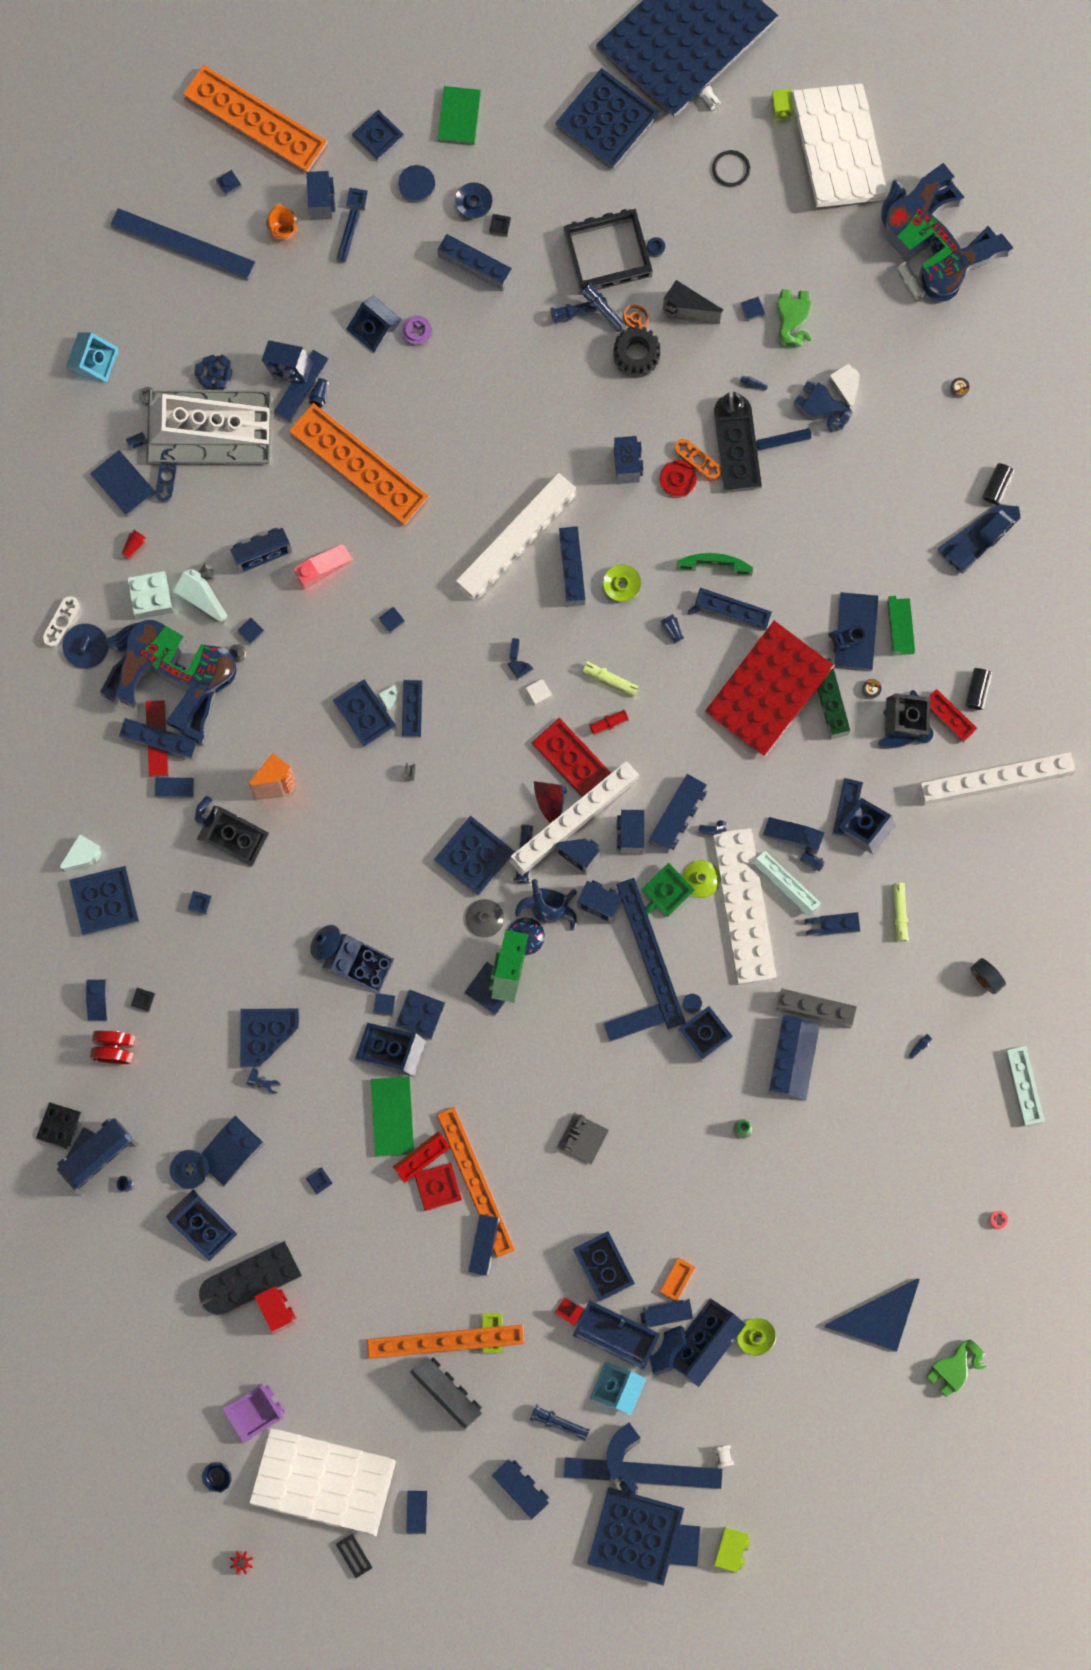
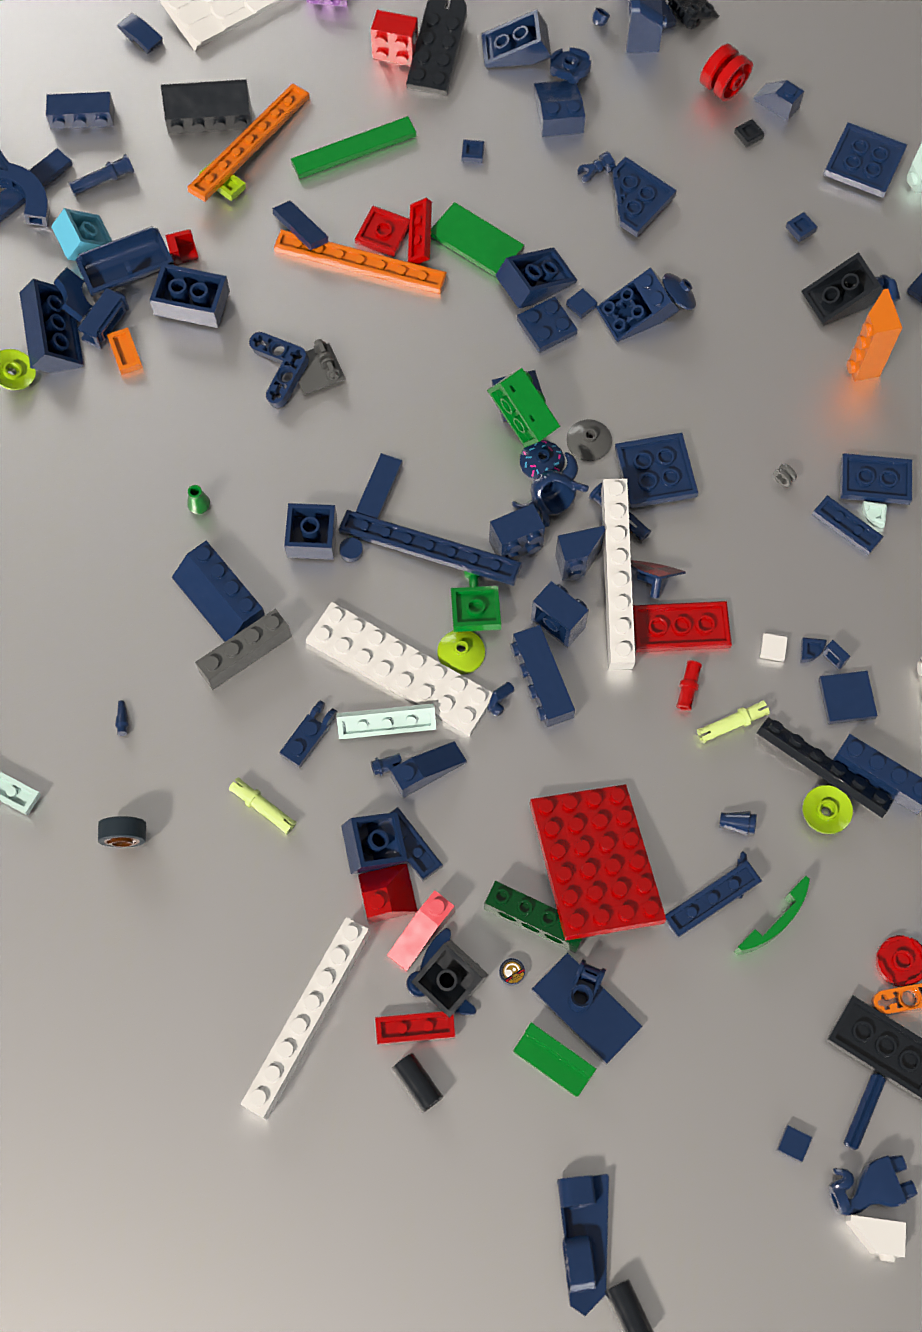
camera: 130 degrees right, 10 degrees down
(386, 1267) = (353, 147): none -> green tile
(535, 624) = (847, 697): none -> dark blue tile
(587, 1163) = (287, 365): none -> dark blue beam
(595, 604) = (825, 767): none -> black plate
(834, 464) = (794, 1143): none -> dark blue tile
(889, 793) = (387, 893): none -> red slope
(892, 757) = (421, 930): none -> coral slope

